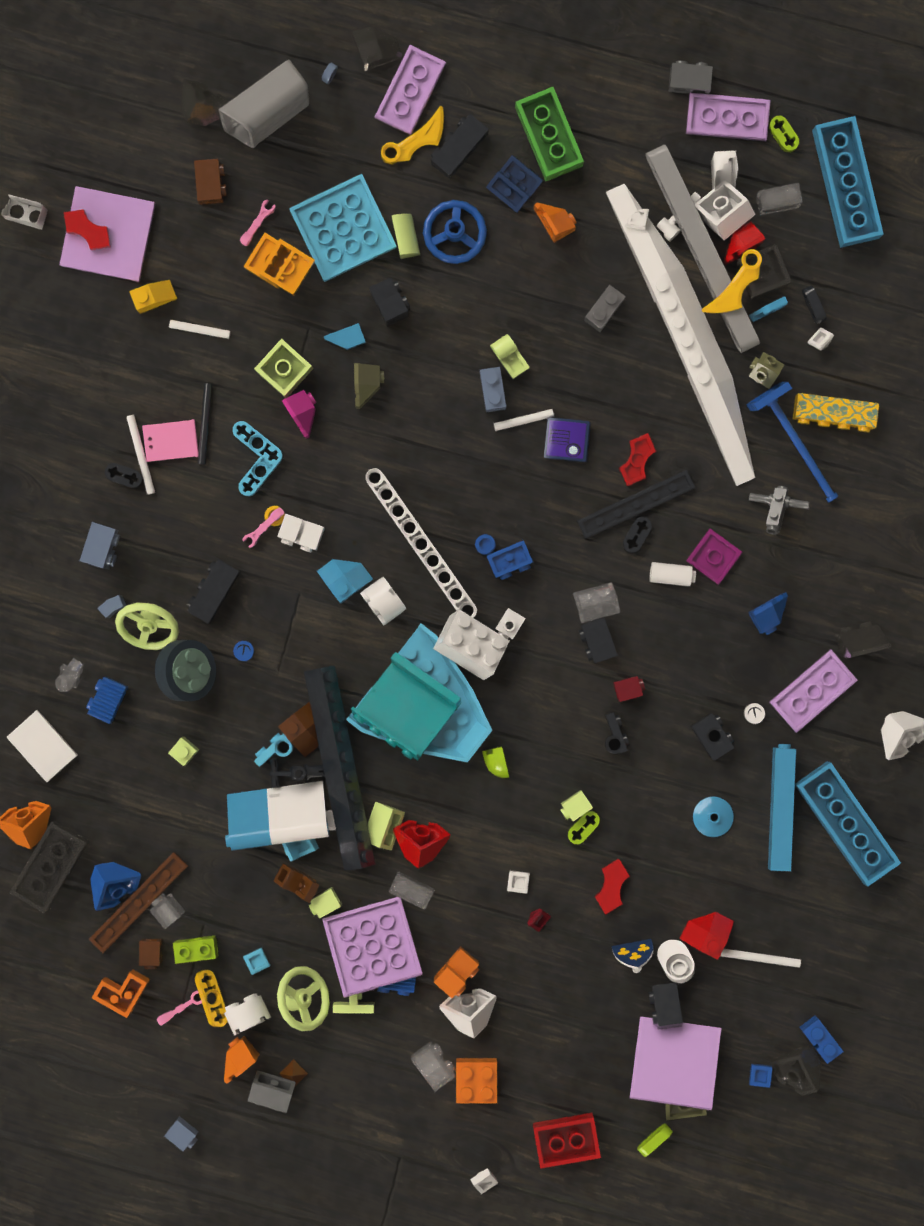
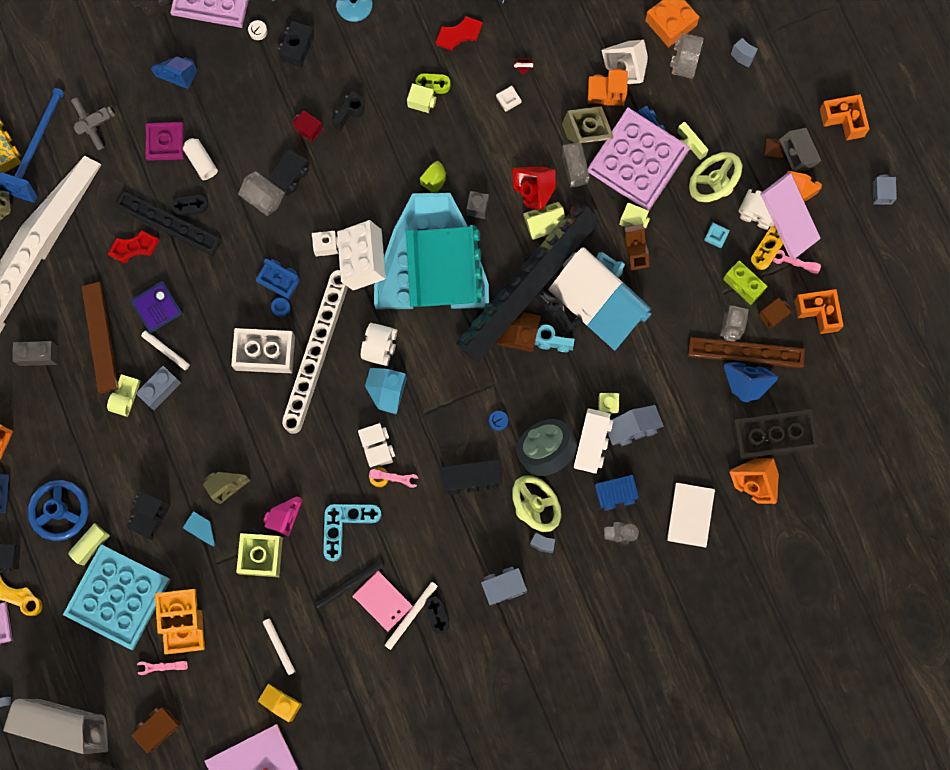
camera: 125 degrees left, 10 degrees down
(148, 758) = (635, 425): none -> sand blue brick
(161, 713) = (593, 441): none -> white brick
(218, 1032) = (790, 216): none -> lavender tile
(269, 1161) = (847, 111): none -> orange brick
(395, 1117) = (744, 52): none -> sand blue piece
(434, 926) = (587, 125): none -> olive slope
(441, 779) = (477, 205): none -> dark grey brick
(455, 500) = (263, 350): none -> white brick
(576, 372) = (100, 338): none -> reddish brown tile

